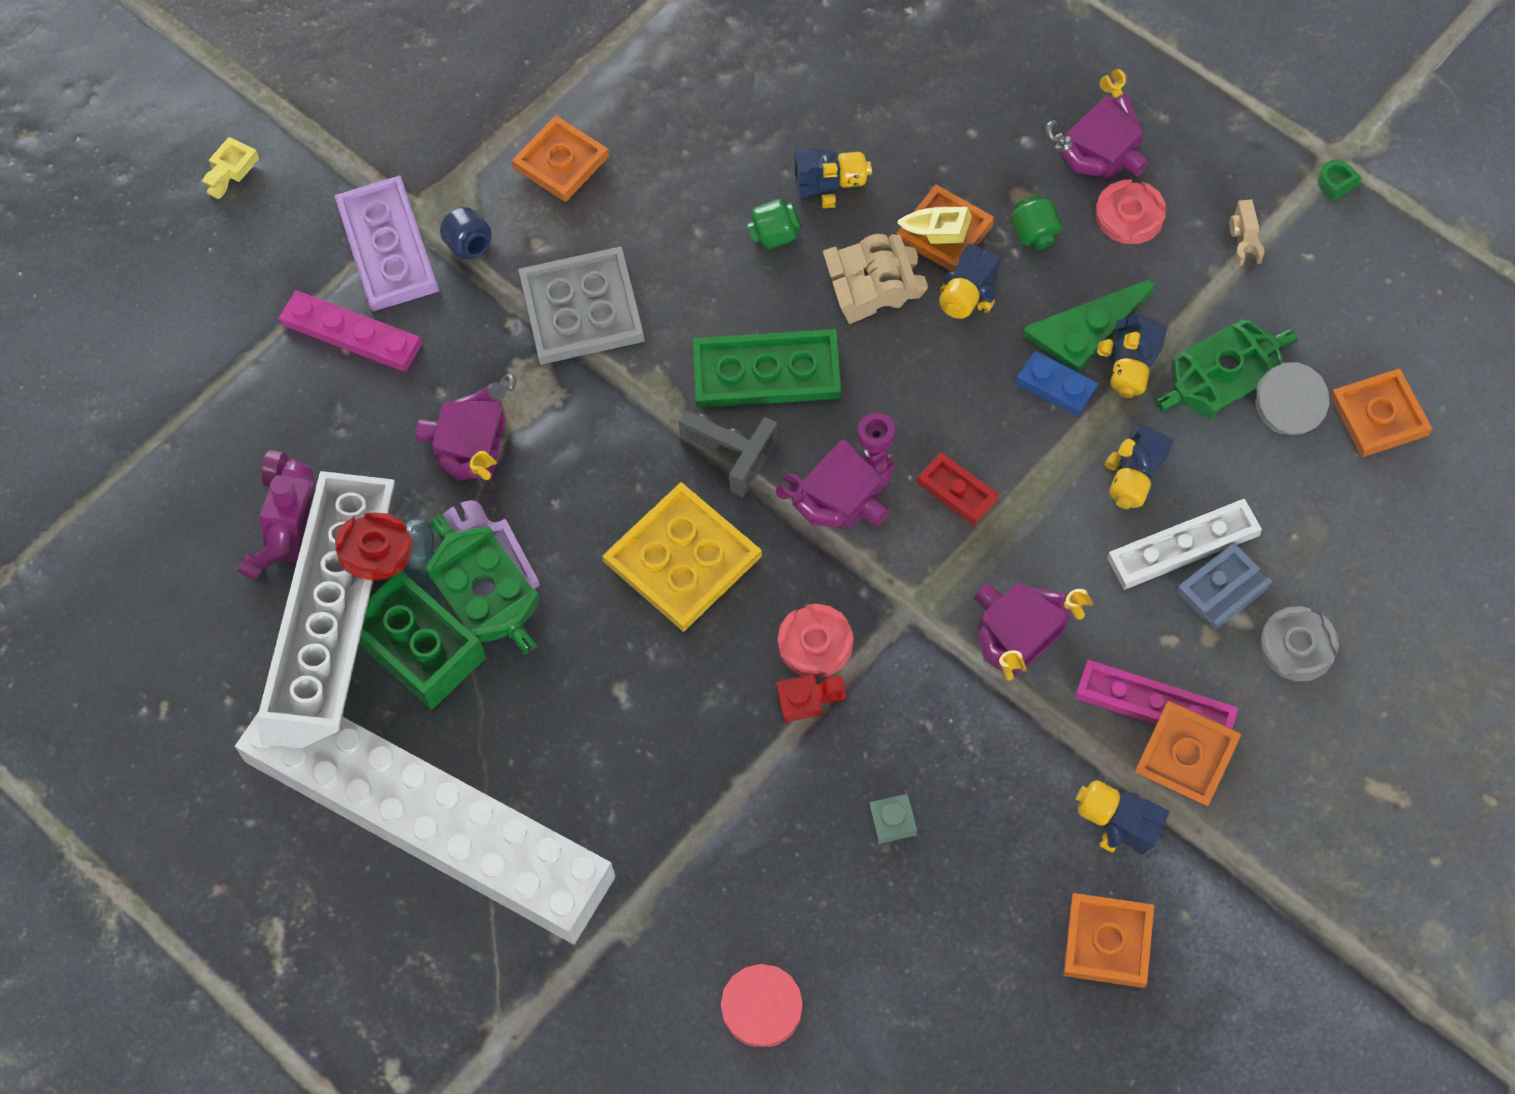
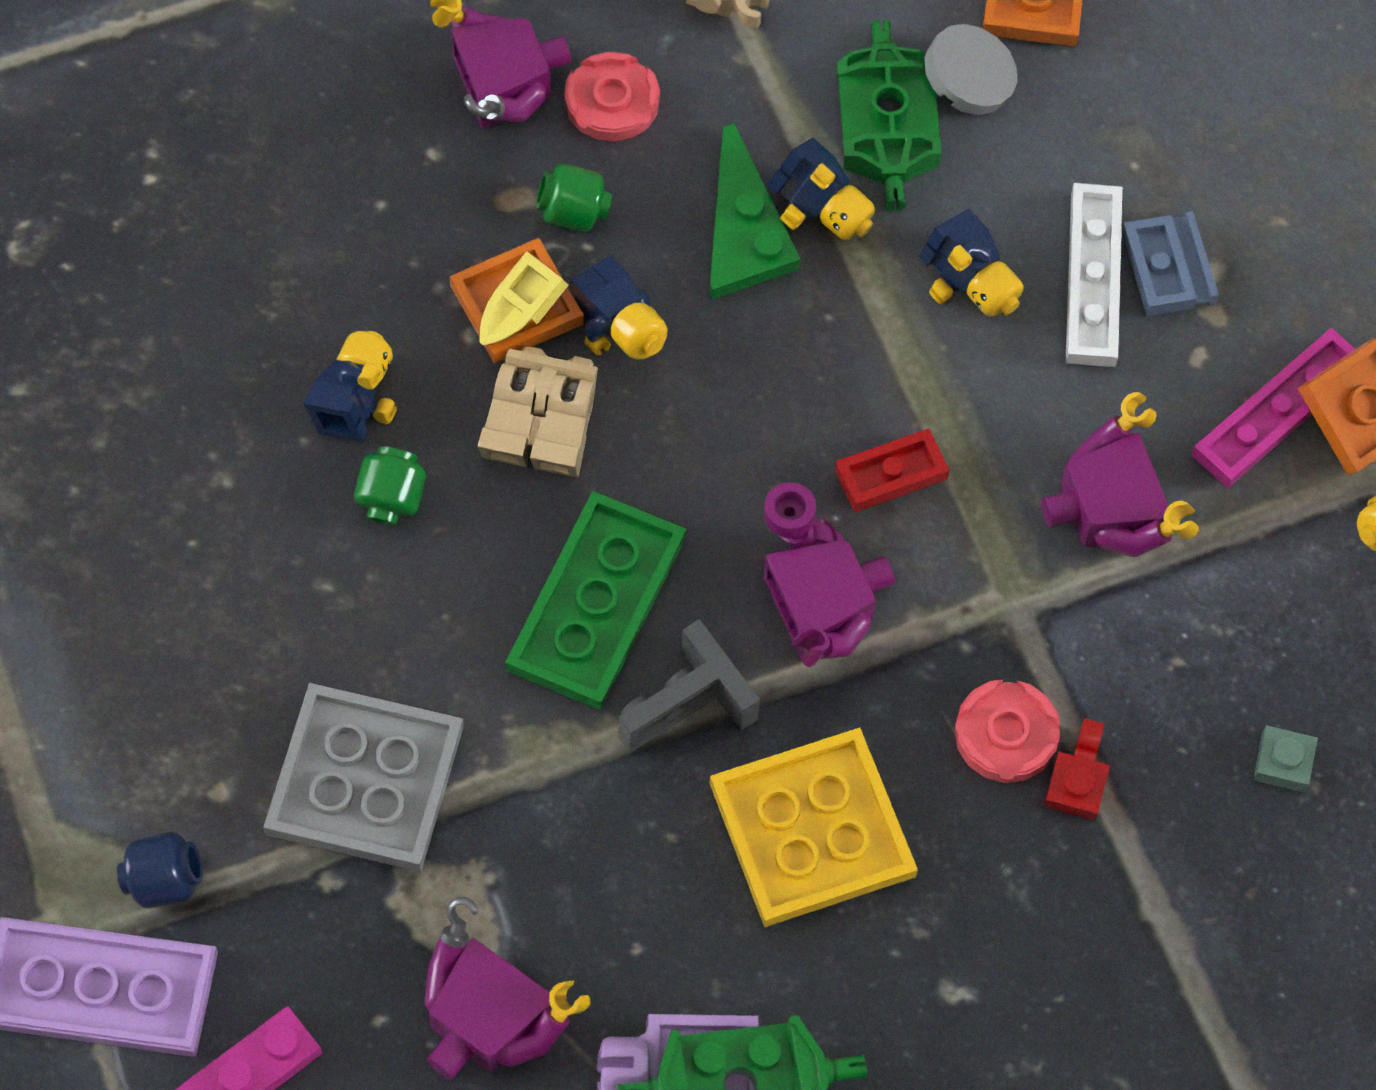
camera: 70 degrees left, 0 degrees up
(560, 158) = (112, 696): orange plate -> none
(1057, 384) = (803, 294): blue plate -> none
(1298, 644) = (1272, 231): light grey tile -> none

